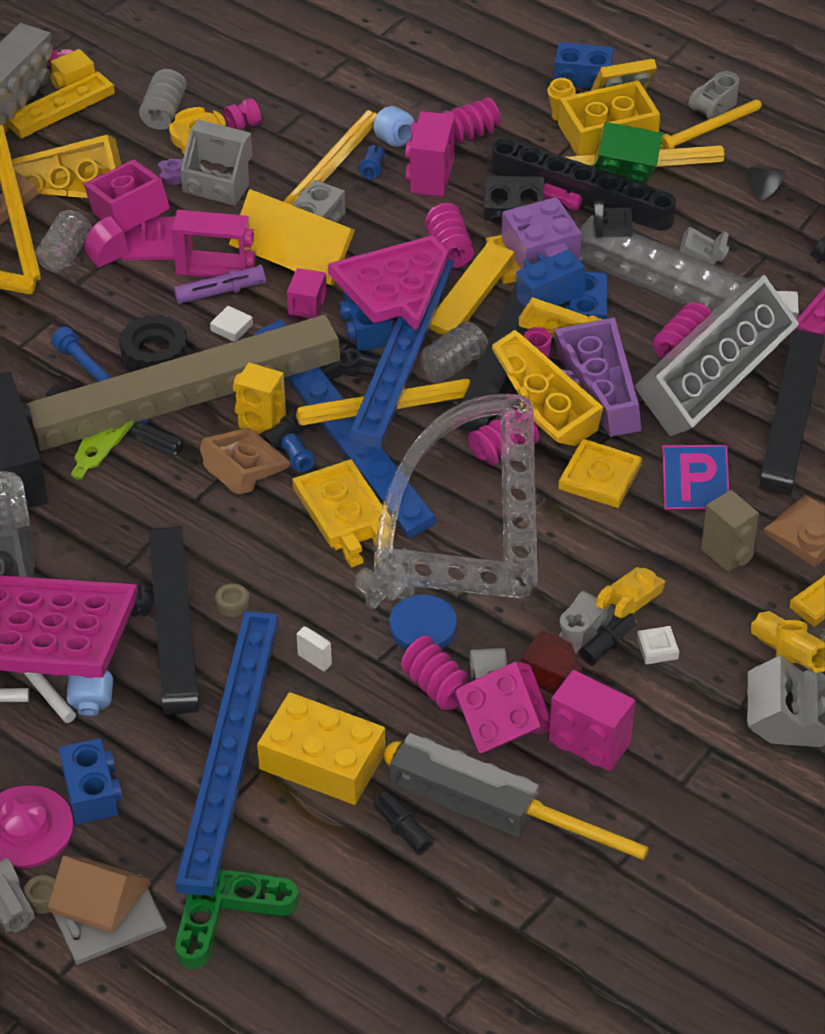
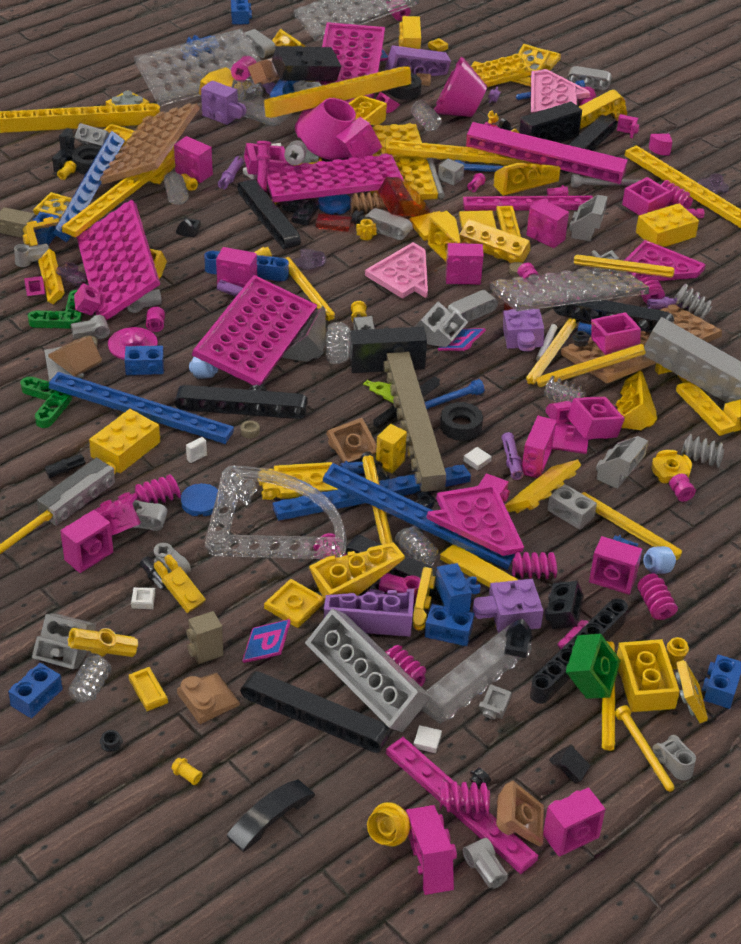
camera: 100 degrees right, 5 degrees down
(551, 660) = (138, 543): clear red slope -> none

